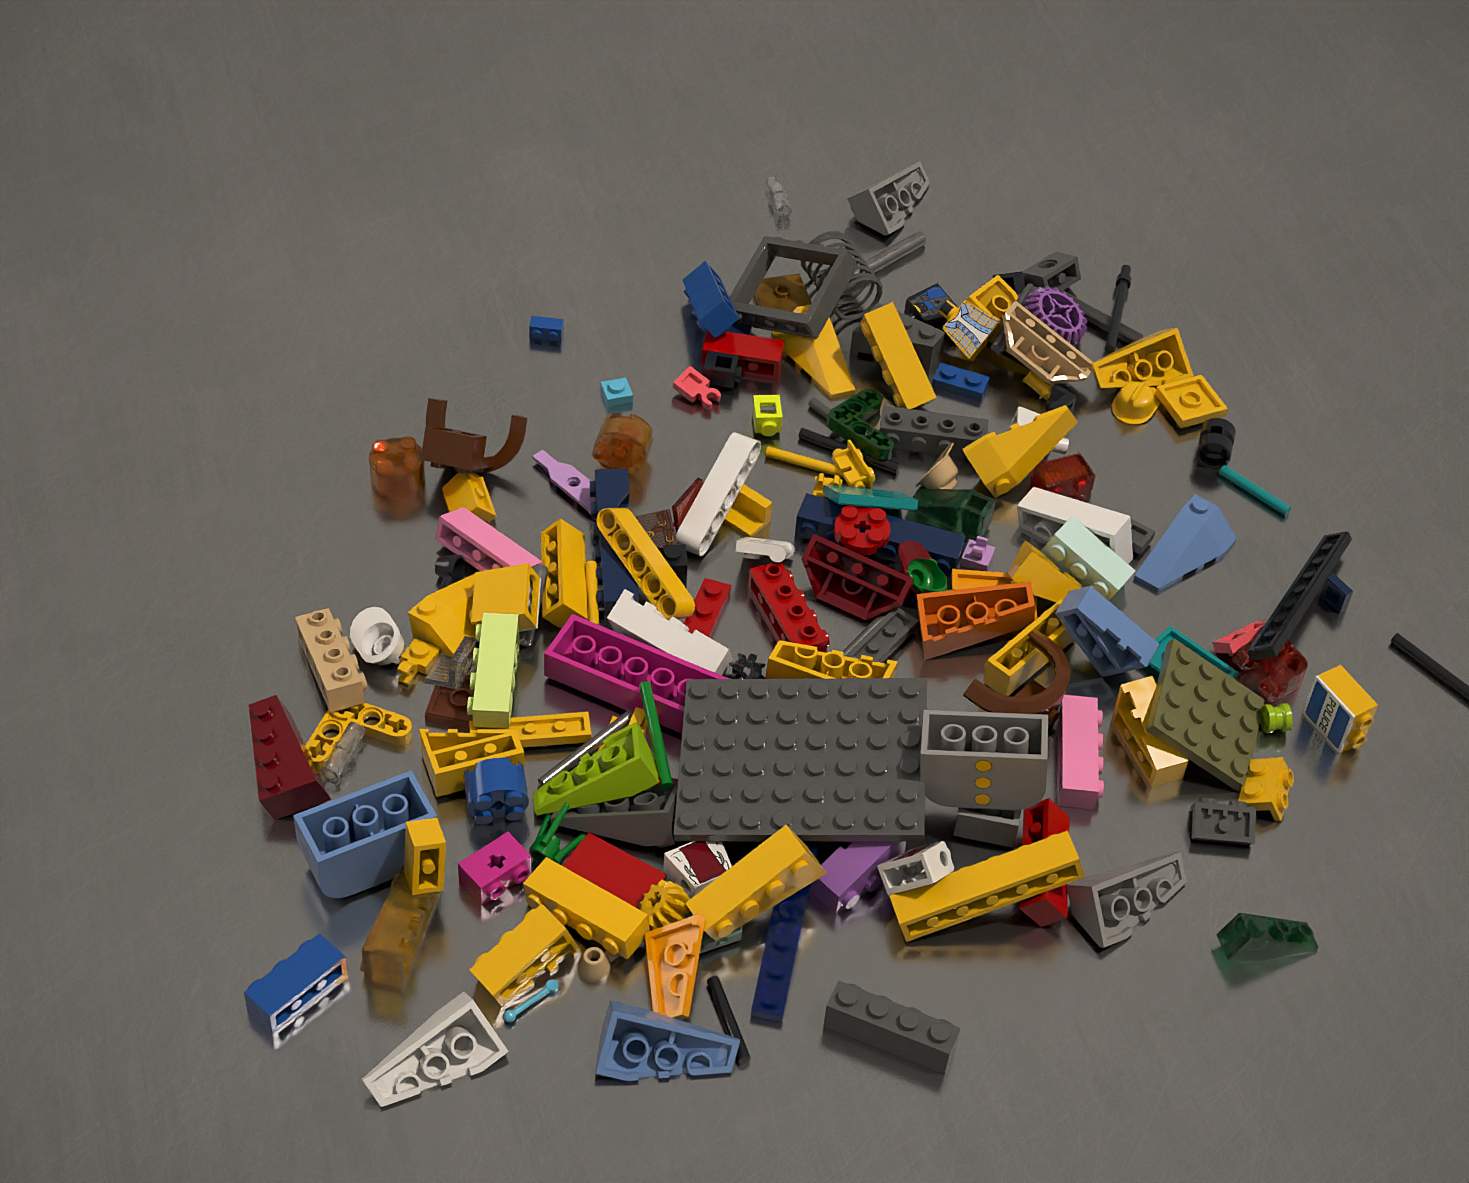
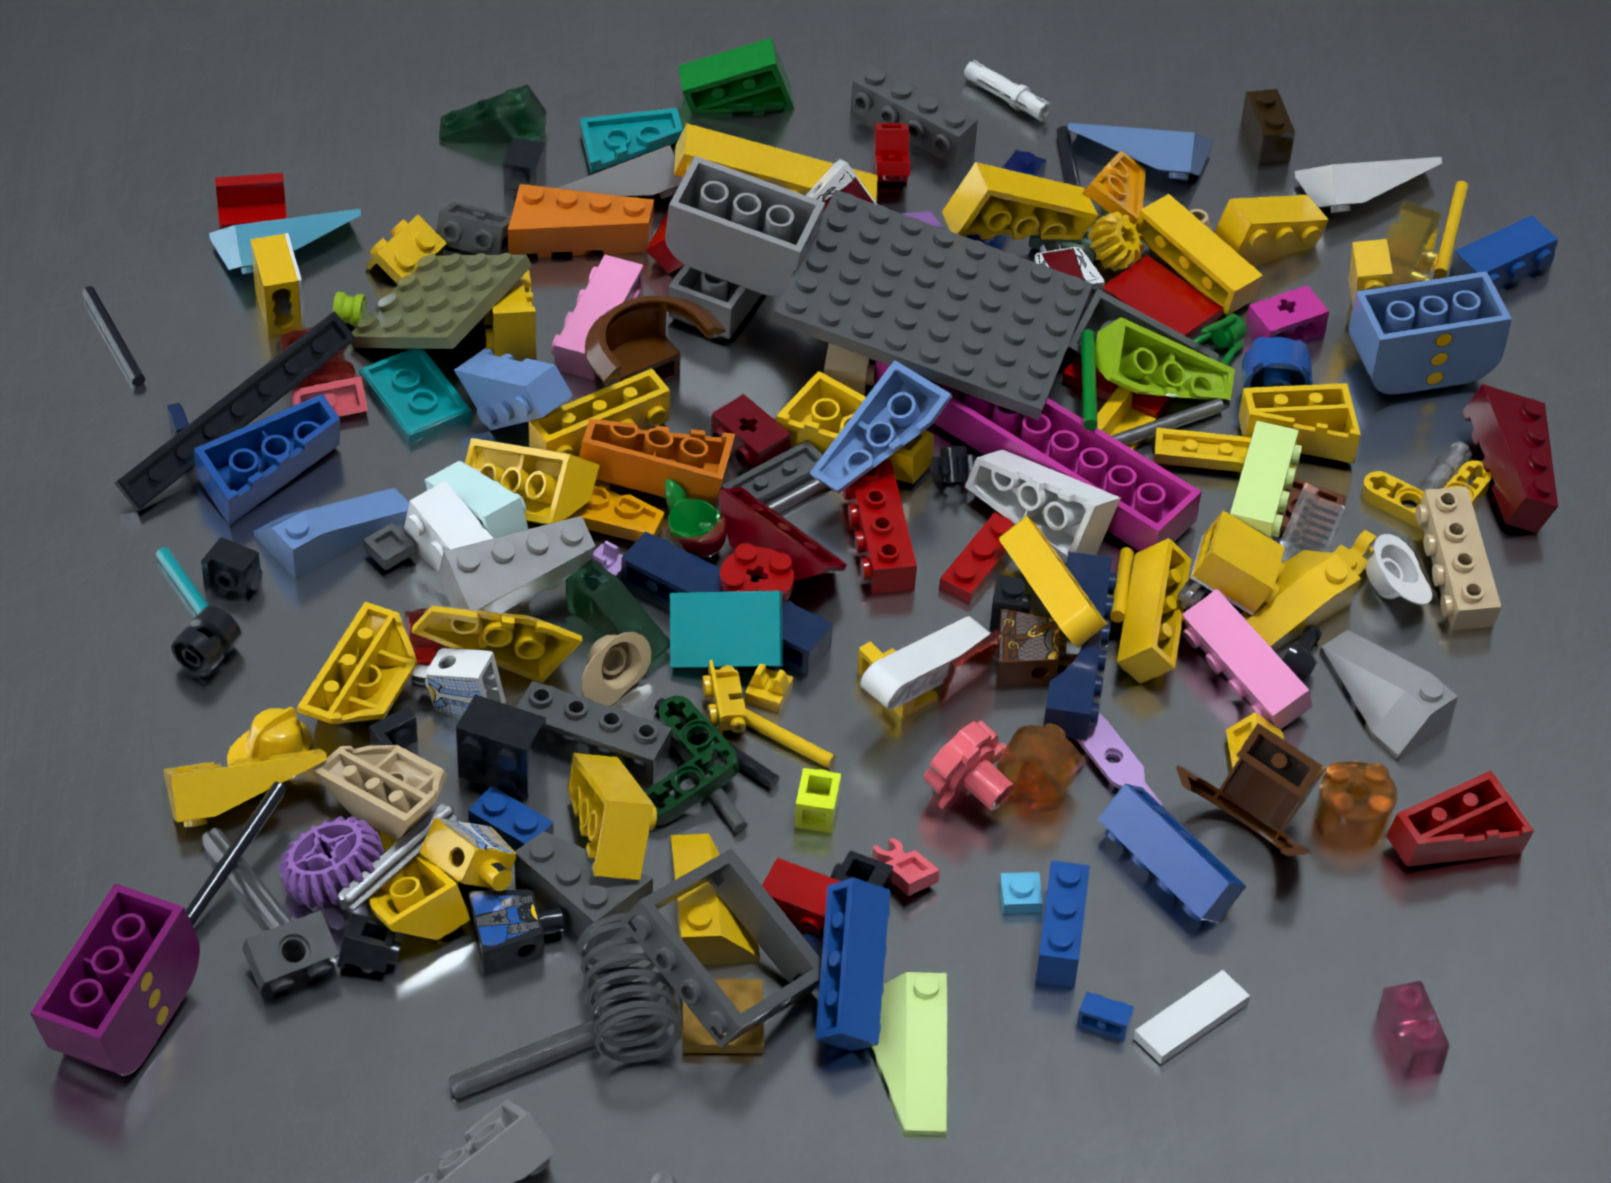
camera: 165 degrees left, 0 degrees up
(322, 464) = (1461, 825): none -> red wedge
(347, 1023) = (1451, 229): none -> yellow bar
(348, 341) = (1413, 1030): none -> clear pink brick
(377, 560) = (1393, 695): none -> light grey wedge
(491, 339) = (1191, 1017): none -> white tile
(504, 402) = (1171, 854): none -> brick
(542, 1092) = (1268, 126): none -> dark brown brick
(585, 365) = (1062, 924): none -> blue brick
(660, 296) = (915, 1050): none -> yellowish green wedge
(673, 438) = (968, 764): none -> coral piece
(757, 547) = (897, 600): white plate -> none
(805, 643) = (886, 420): none -> medium blue wedge
(810, 1091) = (1016, 95): none -> white pin
(893, 967) = (891, 152): none -> red brick
(917, 663) = (756, 432): none -> dark red brick
(986, 395) = (501, 746): none -> black brick
(1033, 489) = (515, 566): none -> light grey wedge
(1068, 1026) = (737, 79): none -> green wedge
(1100, 424) = (363, 670): none -> yellow wedge
(1133, 219) = (120, 982): none -> magenta brick
(1139, 834) = (578, 222): none -> orange wedge
(1143, 952) = (627, 135): none -> teal wing
(1191, 401) = (196, 719): yellow plate -> none
(1214, 892) = (524, 163): none -> black brick
(1232, 498) = (231, 567): none -> black brick
(1261, 574) = (265, 455): none -> blue wedge
(1375, 772) = (235, 244): none -> medium azure wedge
(1417, 811) = (250, 199): none -> red panel

